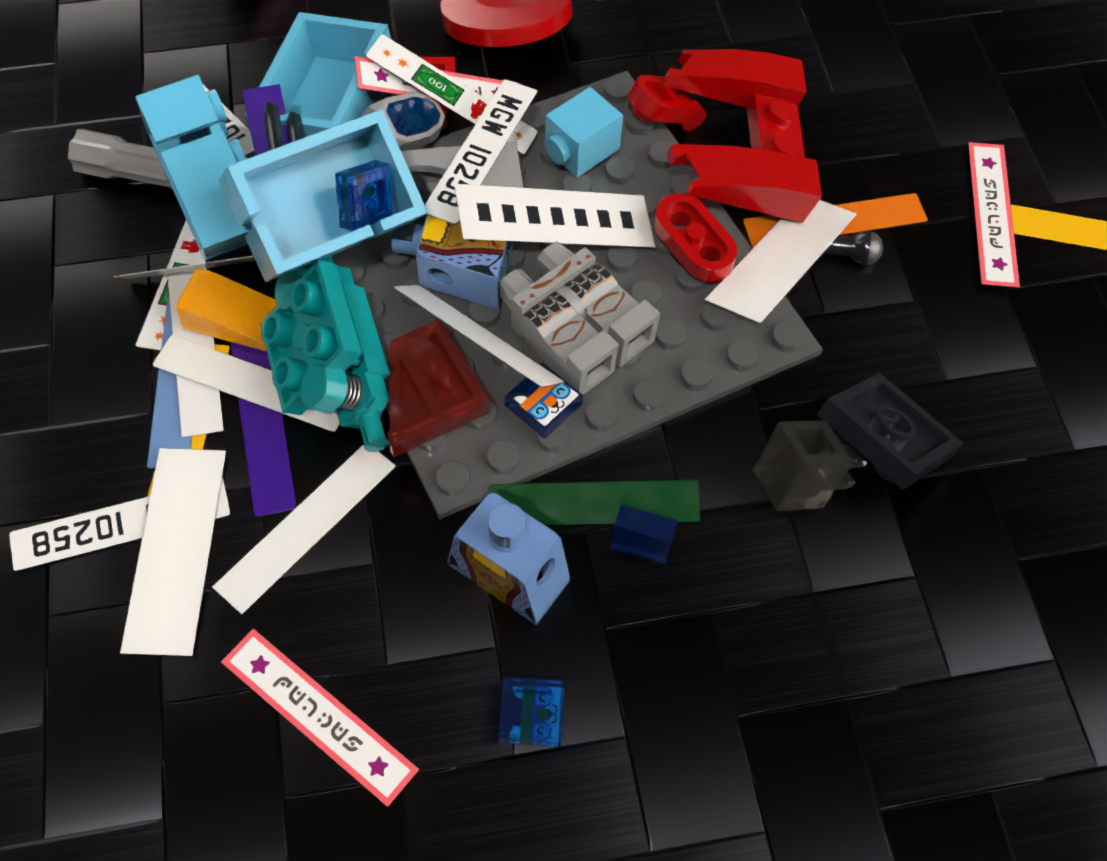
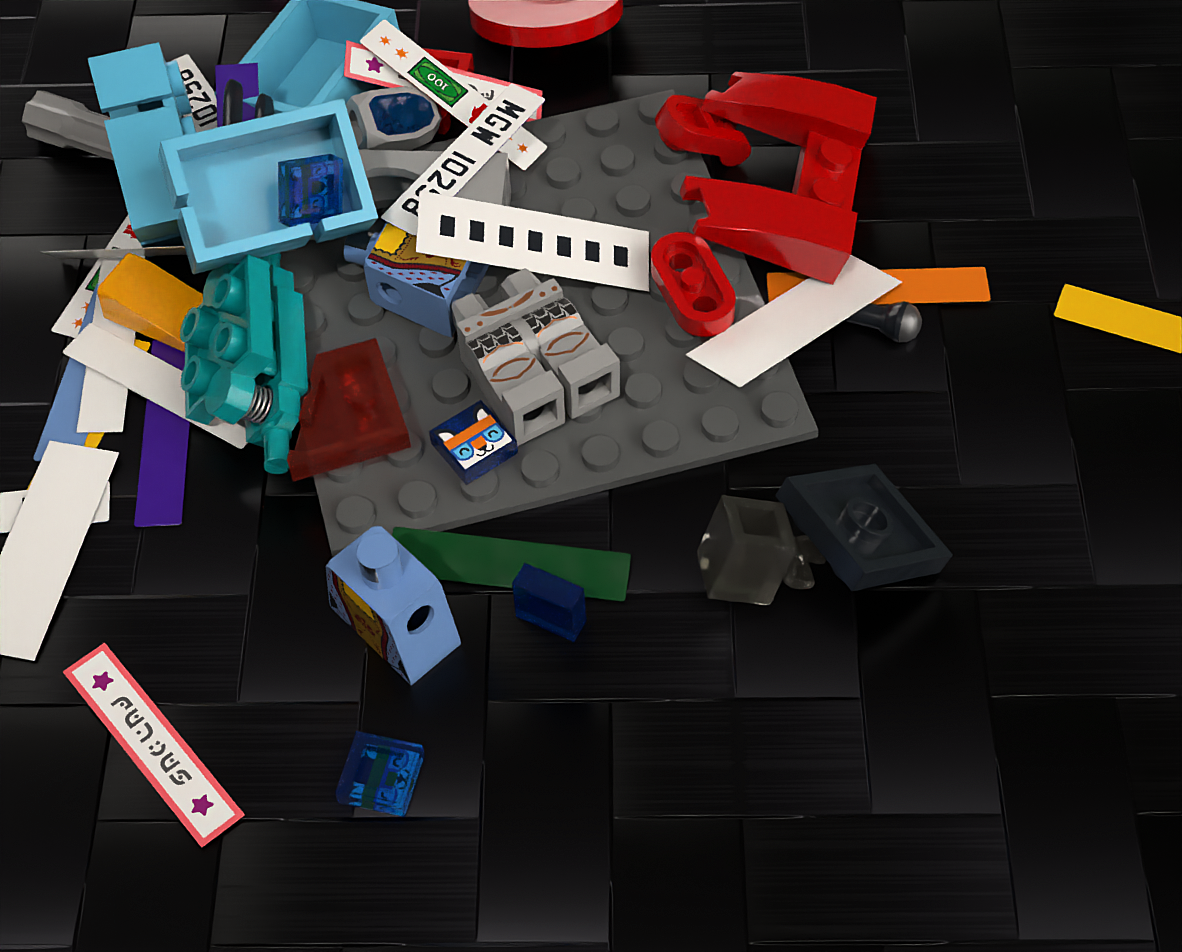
camera: 15 degrees right, 5 degrees down
(302, 528) = (183, 545): white sticker -> none
(480, 335) = (417, 361): white sticker -> none
(583, 132) = (592, 152): medium azure brick -> none
(993, 215) = (1072, 303): sticker -> none

